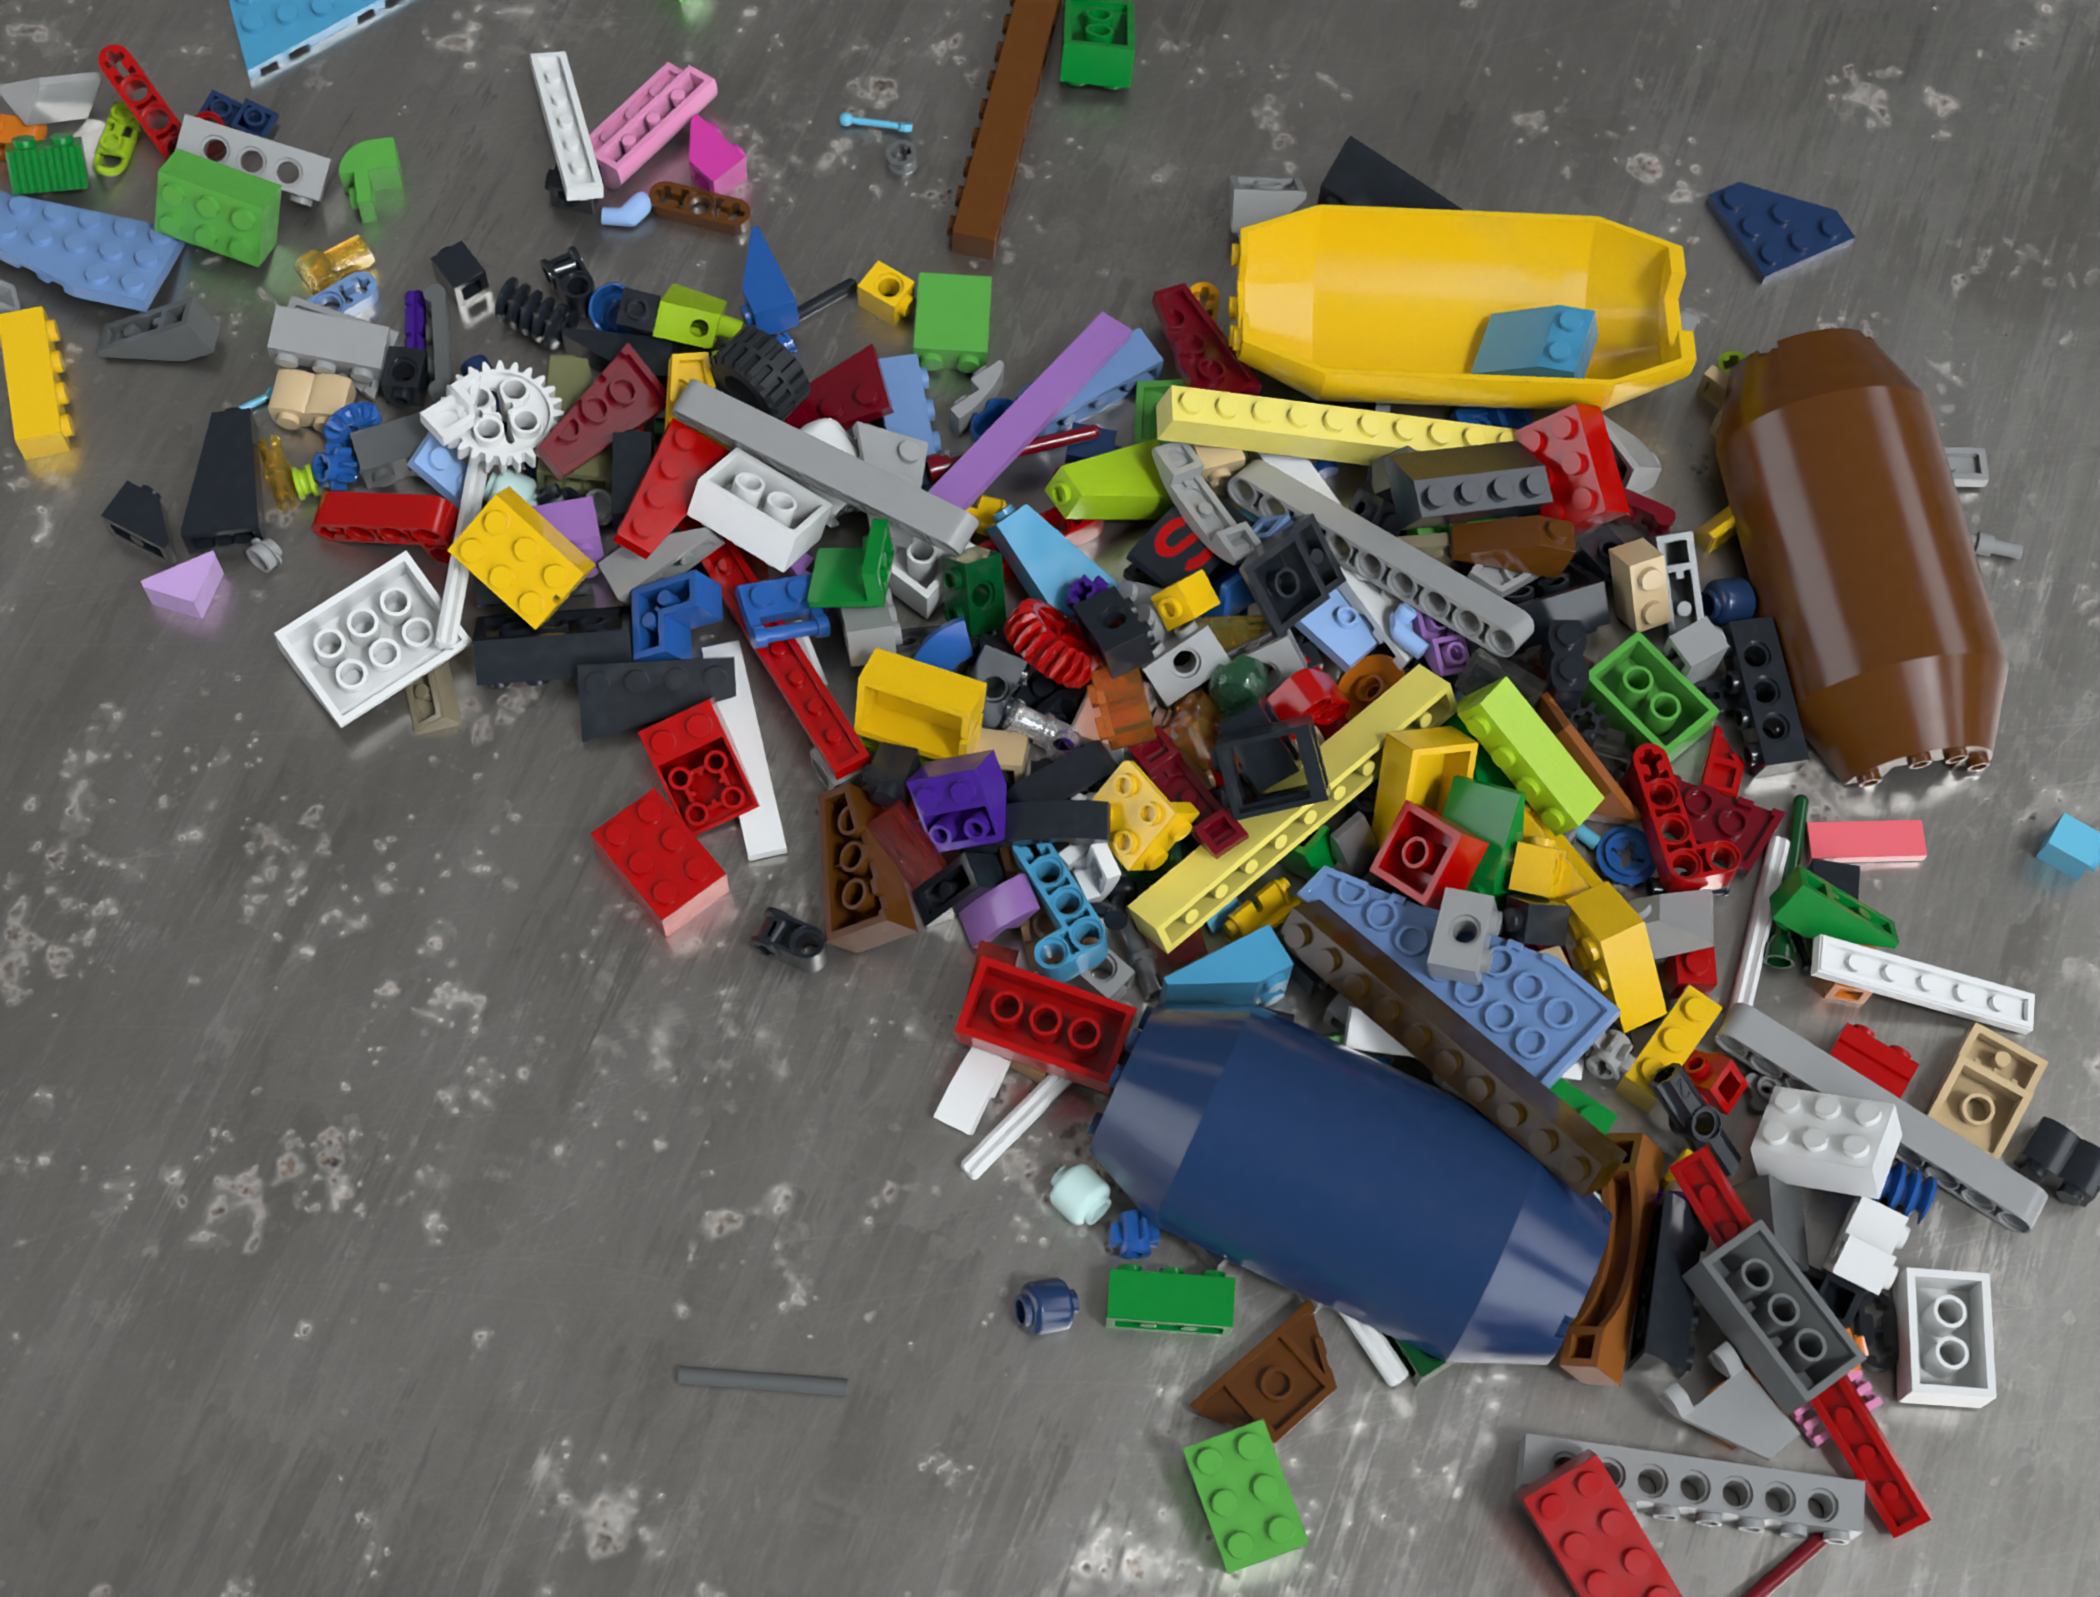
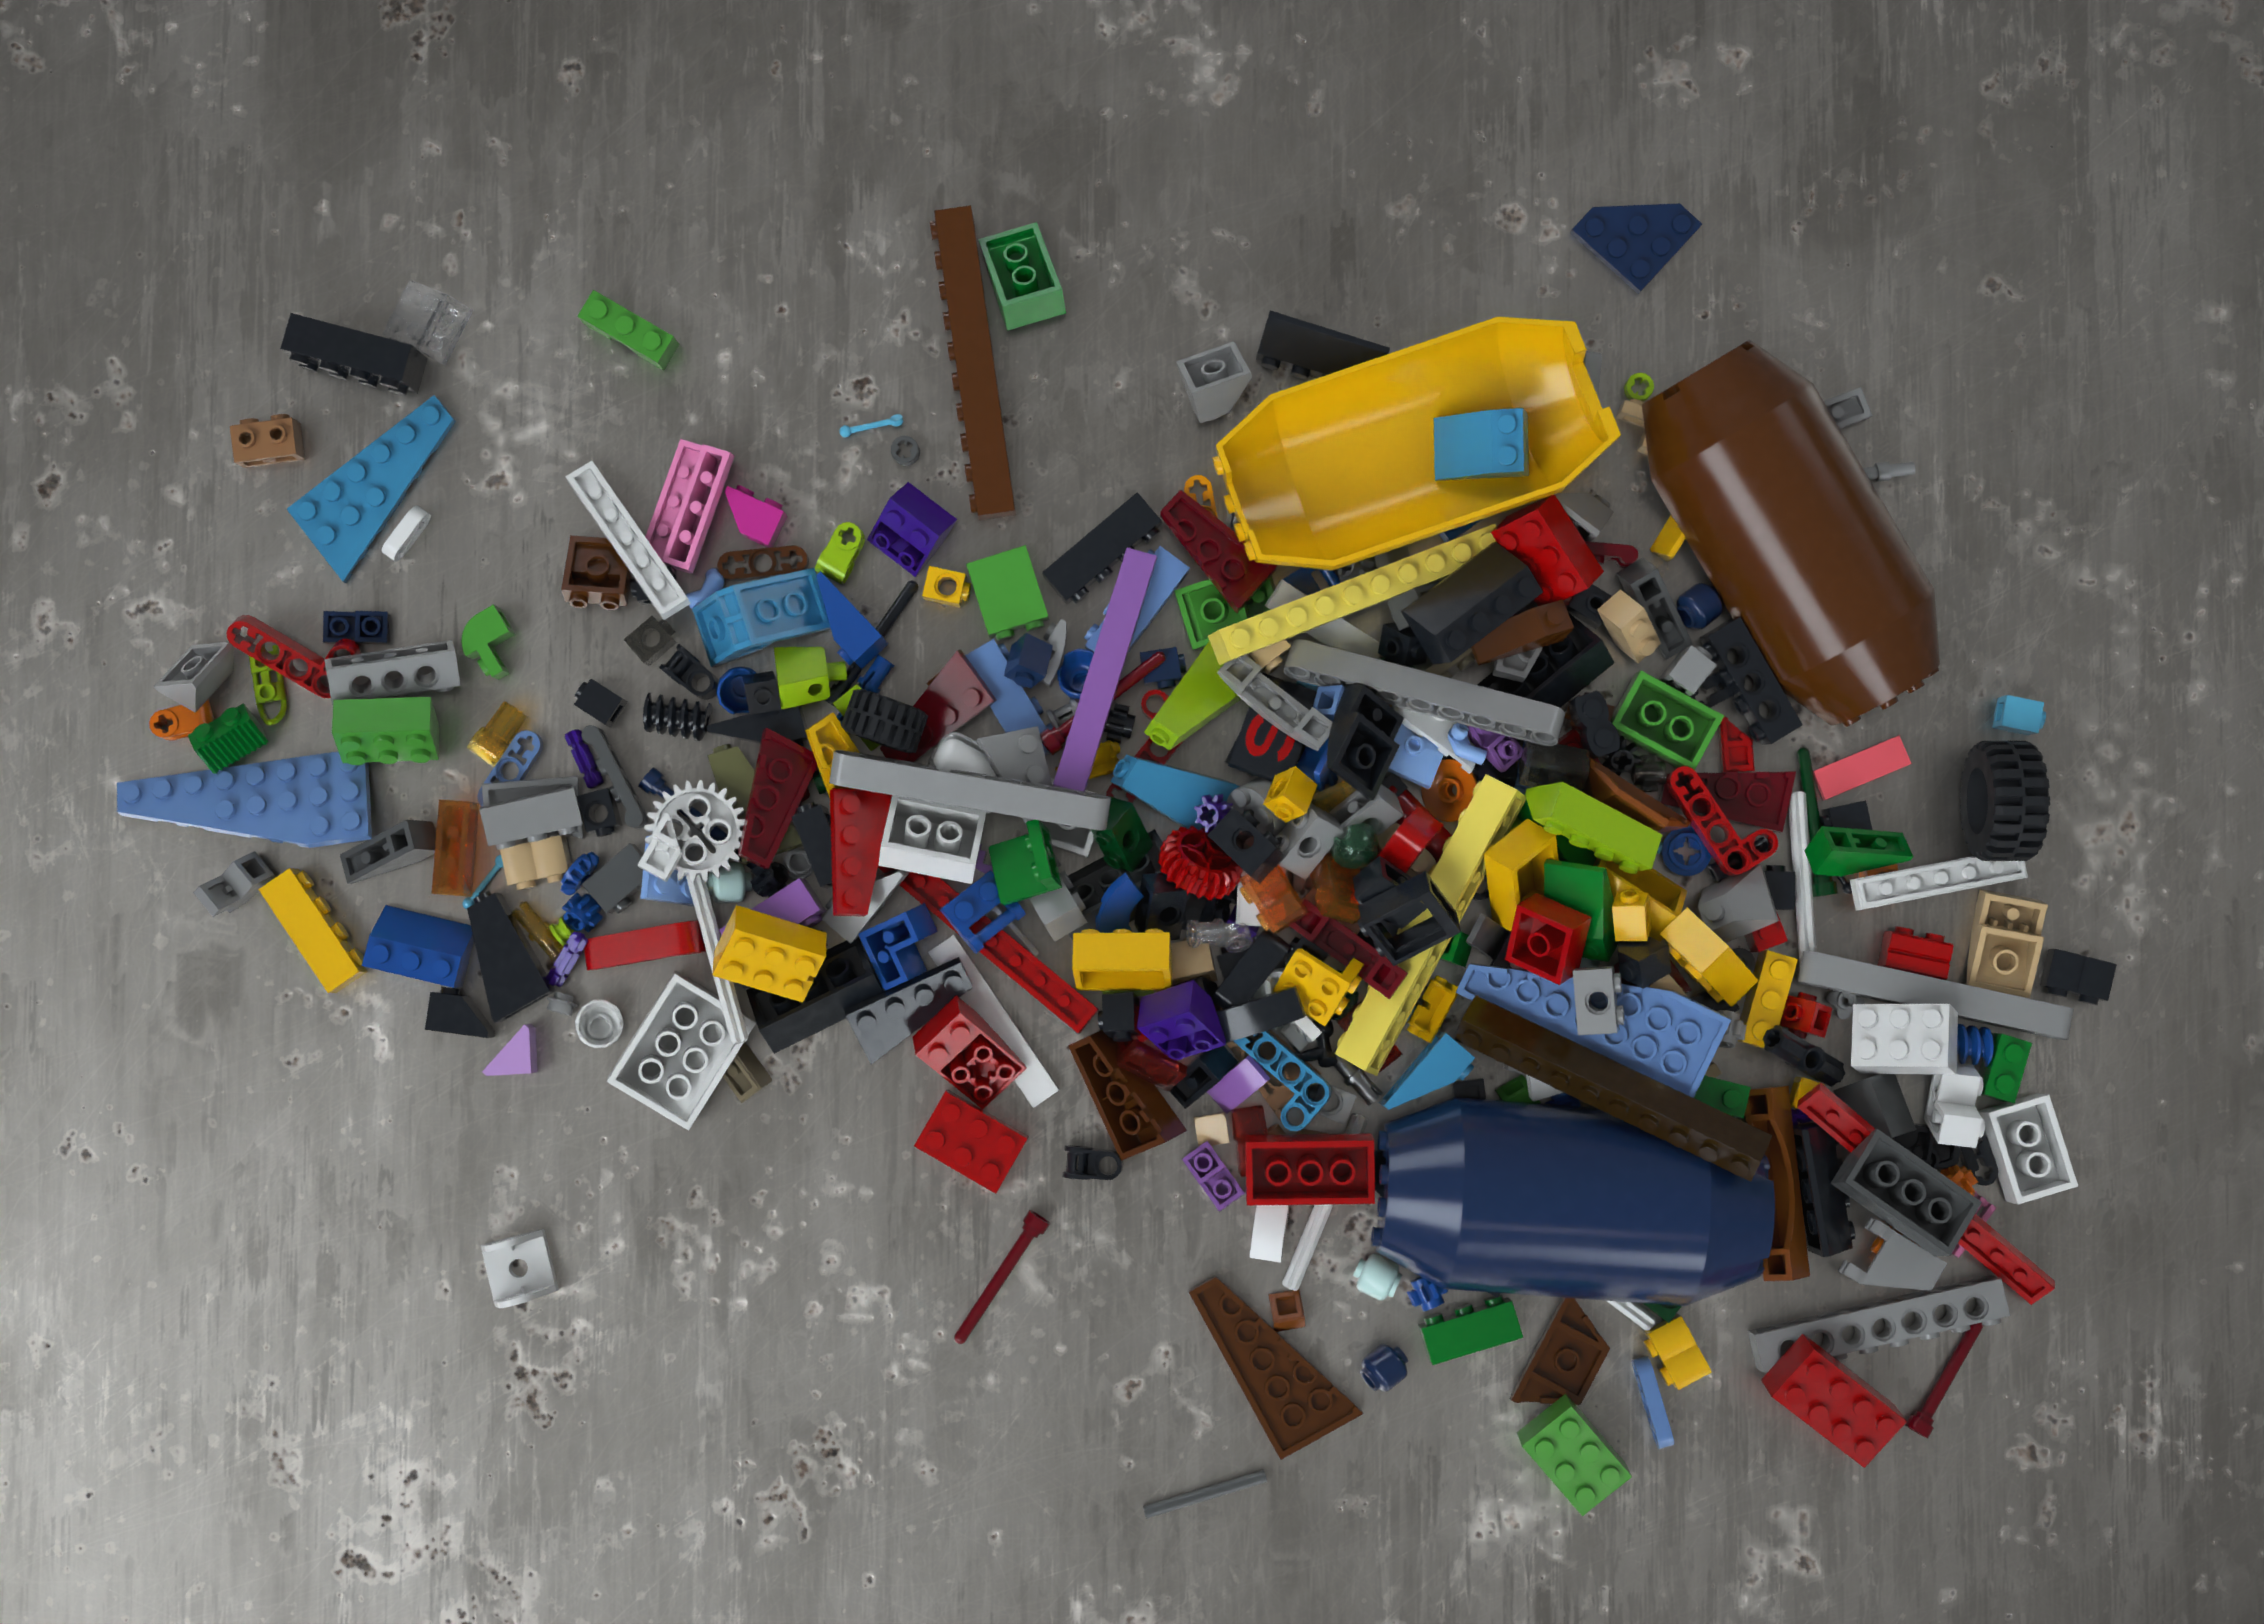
camera: 15 degrees left, 20 degrees up
(68, 786) = (513, 1289): none -> white hose
(137, 442) = (420, 947): none -> blue slope
(229, 353) = (455, 848): none -> clear orange brick
(294, 507) = (567, 959): none -> axle
(296, 583) = (599, 1023): none -> white hair
(336, 50) = (406, 533): none -> white beam
(514, 152) = (595, 574): none -> reddish brown plate
(536, 223) = (637, 640): none -> clear smoke brick
(663, 236) = (760, 613): none -> dark azure bracket
(689, 987) = (1033, 1226): none -> dark red piece
(789, 226) = (838, 558): none -> lime piece
(874, 225) = (911, 528): none -> dark purple slope
(909, 1279) = (1282, 1387): none -> reddish brown wing
(927, 1011) = (1213, 1176): none -> medium lavender slope
(946, 384) = (1028, 661): none -> dark blue brick
(947, 956) = (1211, 1129): none -> tan slope
(953, 1201) = (1287, 1310): none -> dark orange slope
(1019, 487) = (1119, 723): none -> black gear
(1060, 317) = (1102, 549): none -> black brick
(1368, 1477) = (1652, 1402): none -> medium blue beam
(1420, 1425) = (1677, 1352): none -> yellow brick
(1728, 930) = (1781, 886): none -> black brick
(1940, 1231) = (2006, 1068): none -> green brick
(2028, 911) = (2004, 800): none -> black tyre

